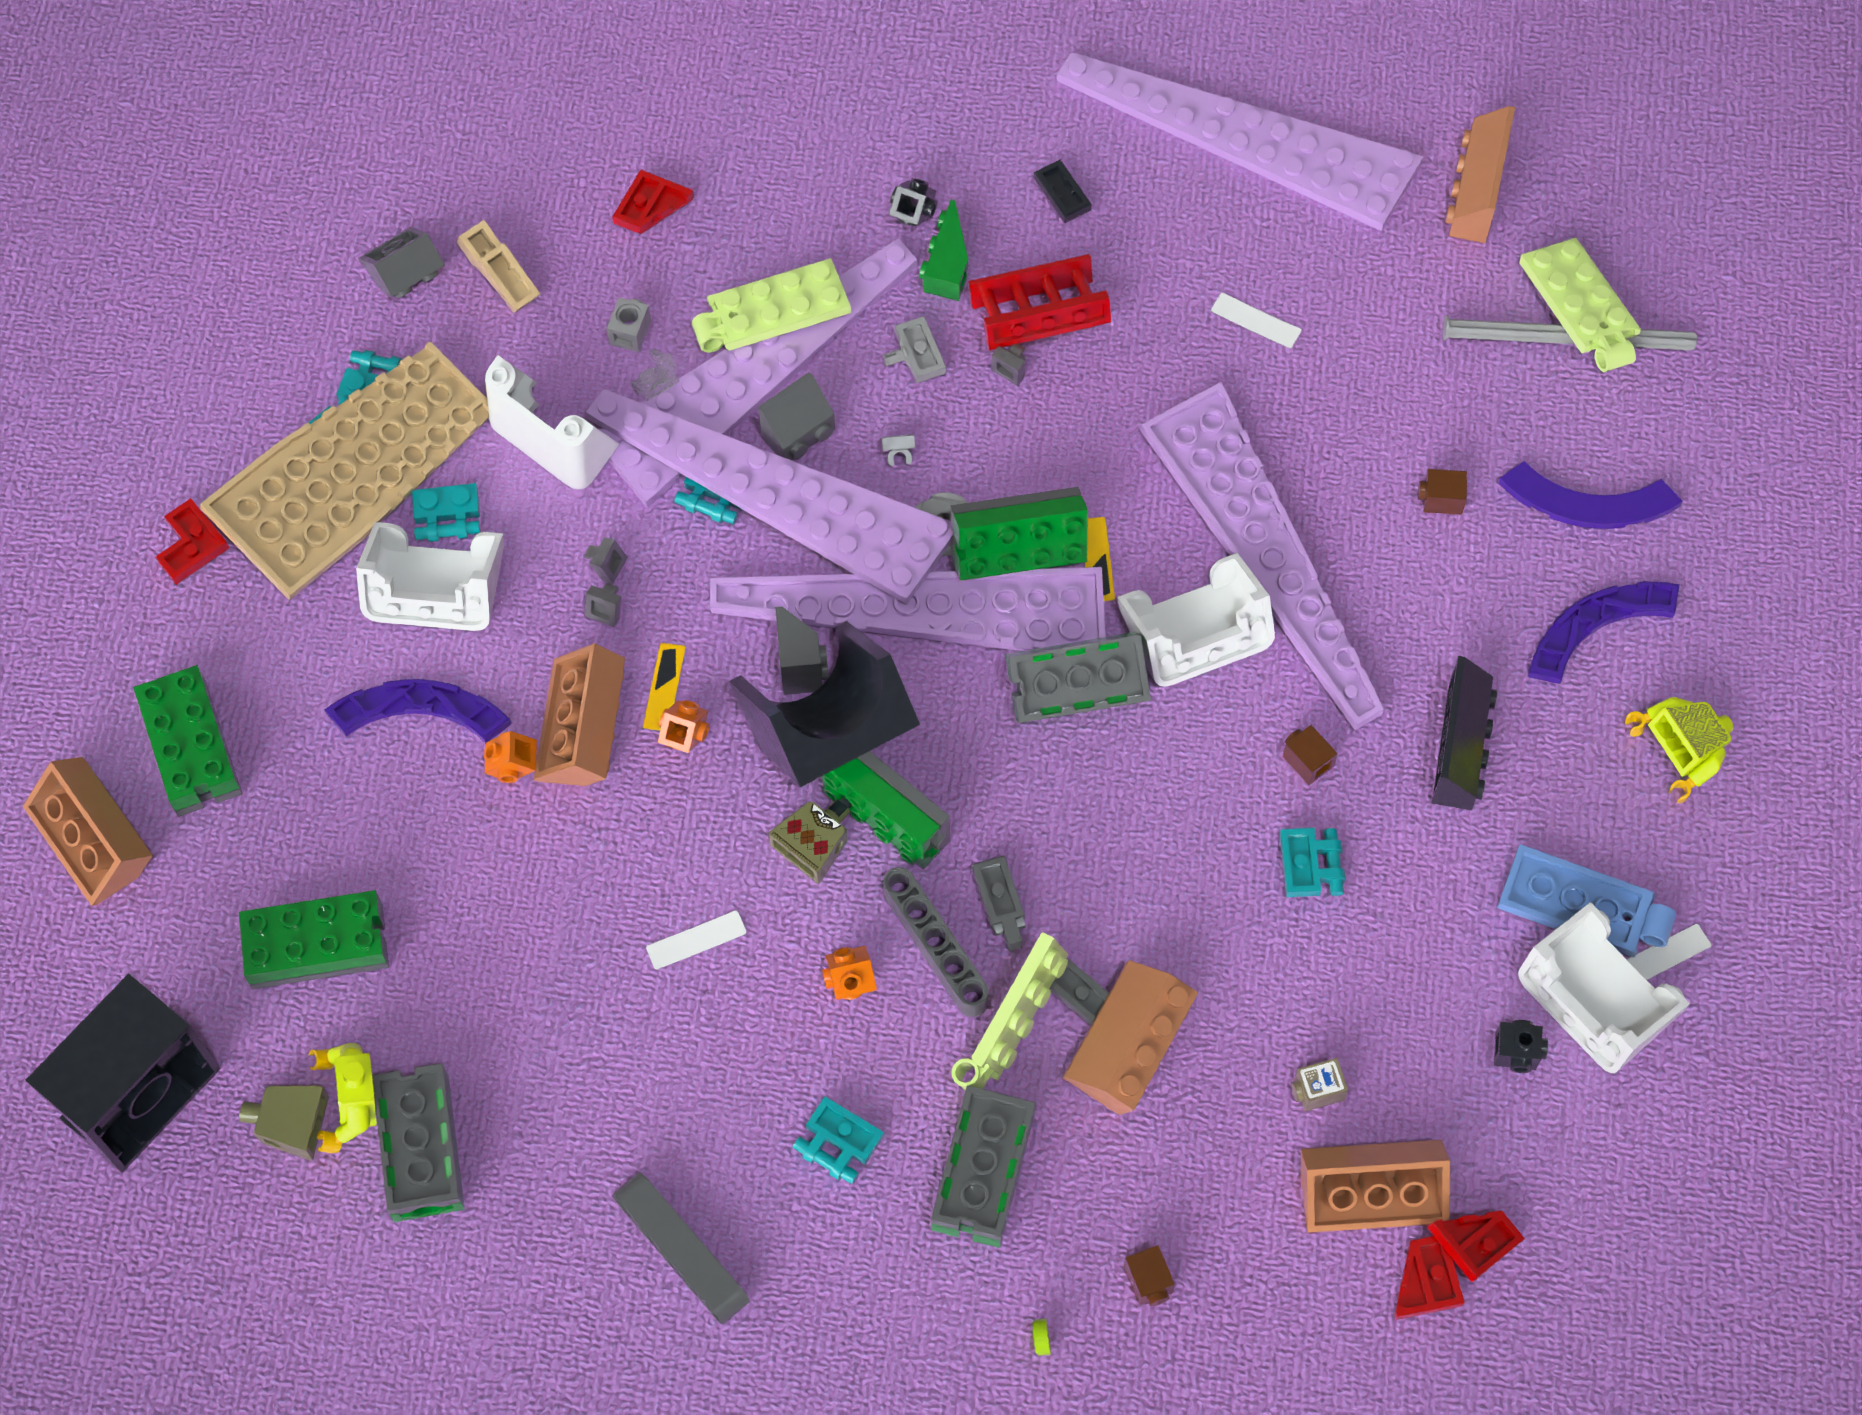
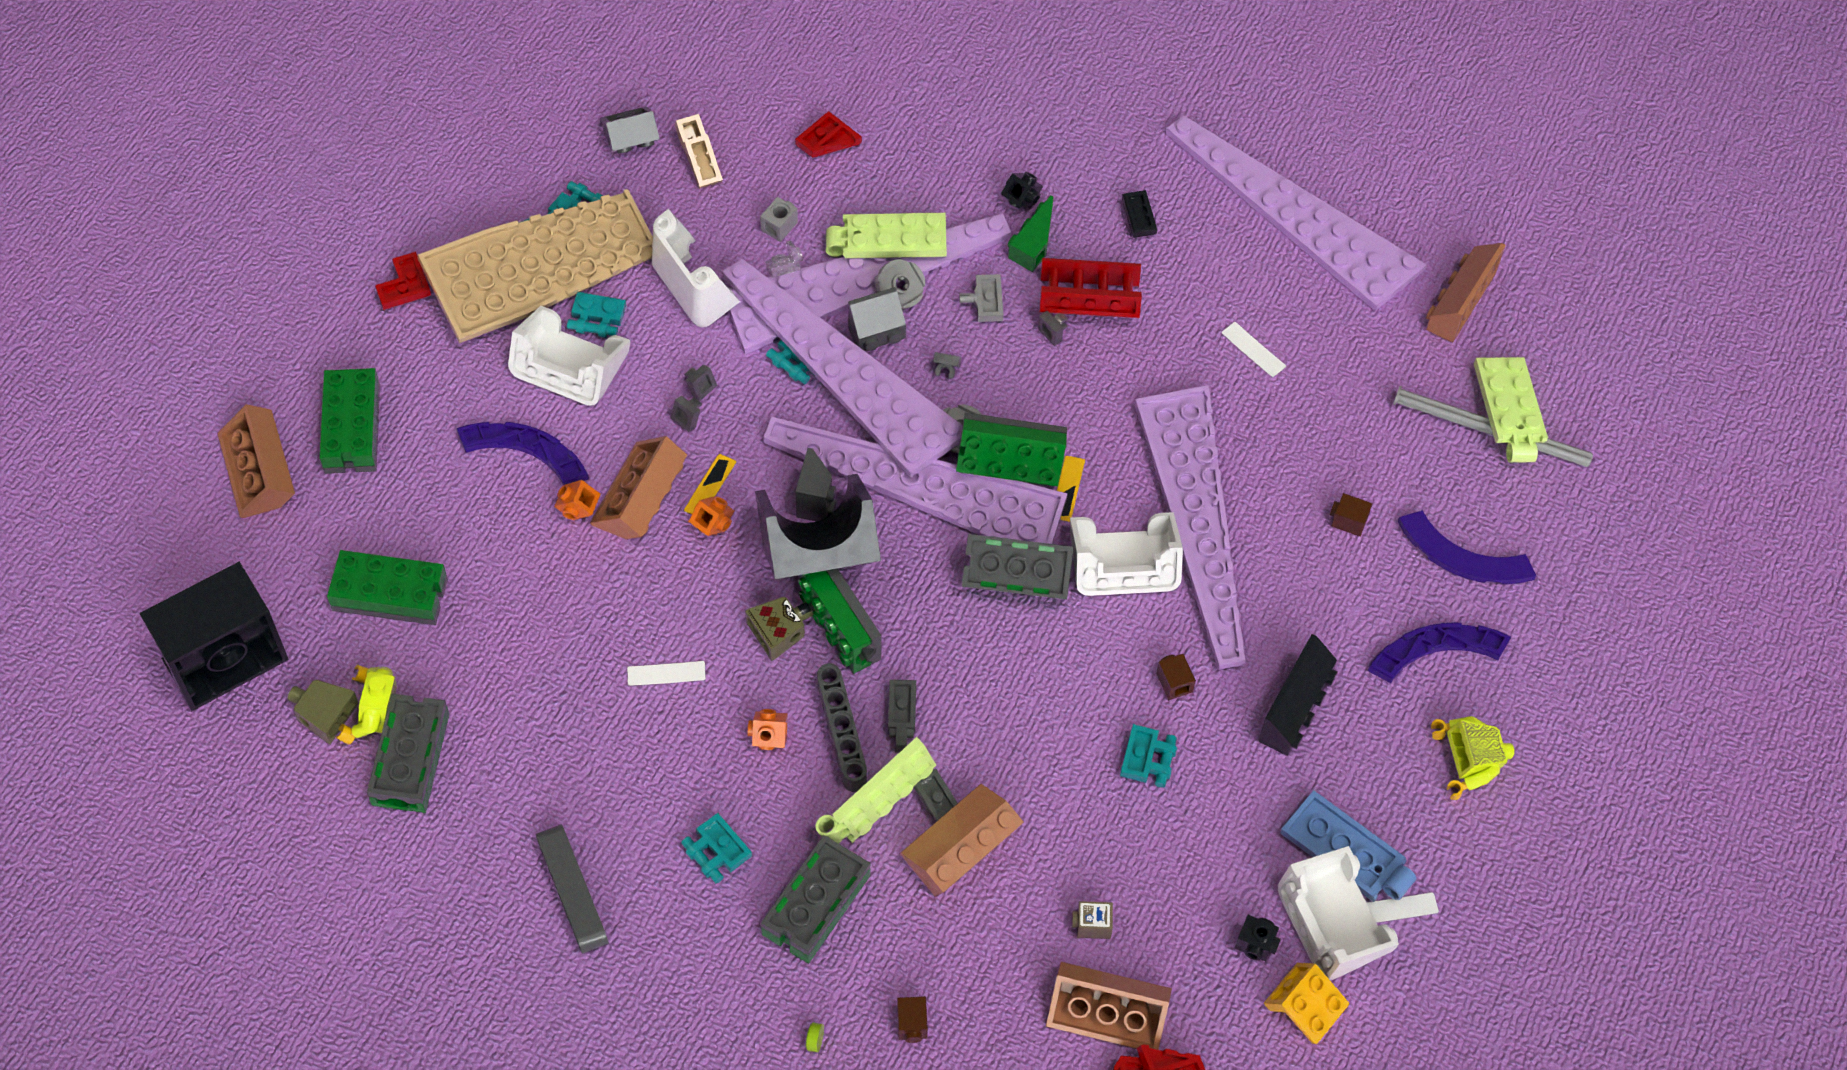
camera: 15 degrees right, 5 degrees down
(806, 346) = (903, 271): none -> light grey plate
(1601, 1100) = (1308, 1000): none -> yellow bracket

